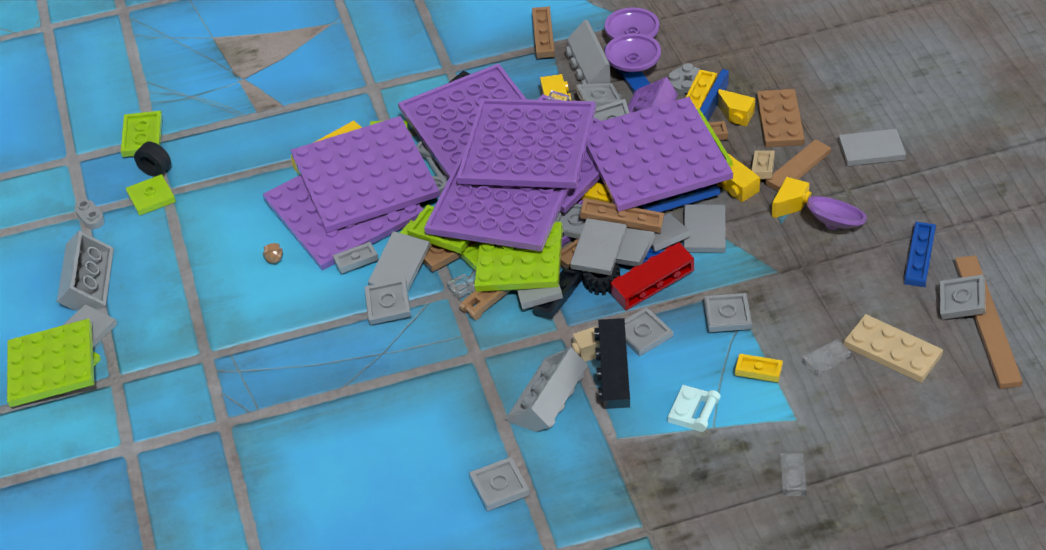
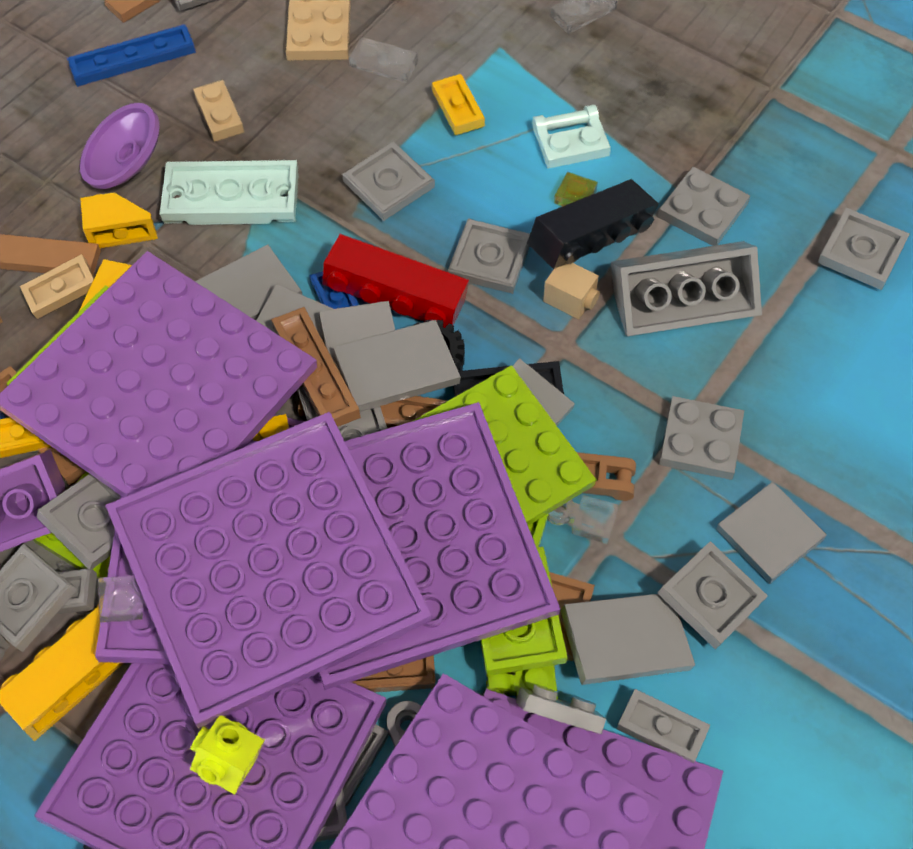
camera: 130 degrees left, 15 degrees up
(394, 221) = (578, 713): none -> light grey plate
(395, 346) = (771, 532): none -> light grey tile
(463, 351) = (702, 438): none -> light grey plate
(465, 109) = (225, 753): none -> neon yellow brick
(592, 437) = (704, 206): none -> light grey plate
(652, 388) = (574, 188): none -> clear yellow plate
(774, 248) = (229, 192): none -> light aqua piece
(843, 271) = (218, 110): none -> tan plate

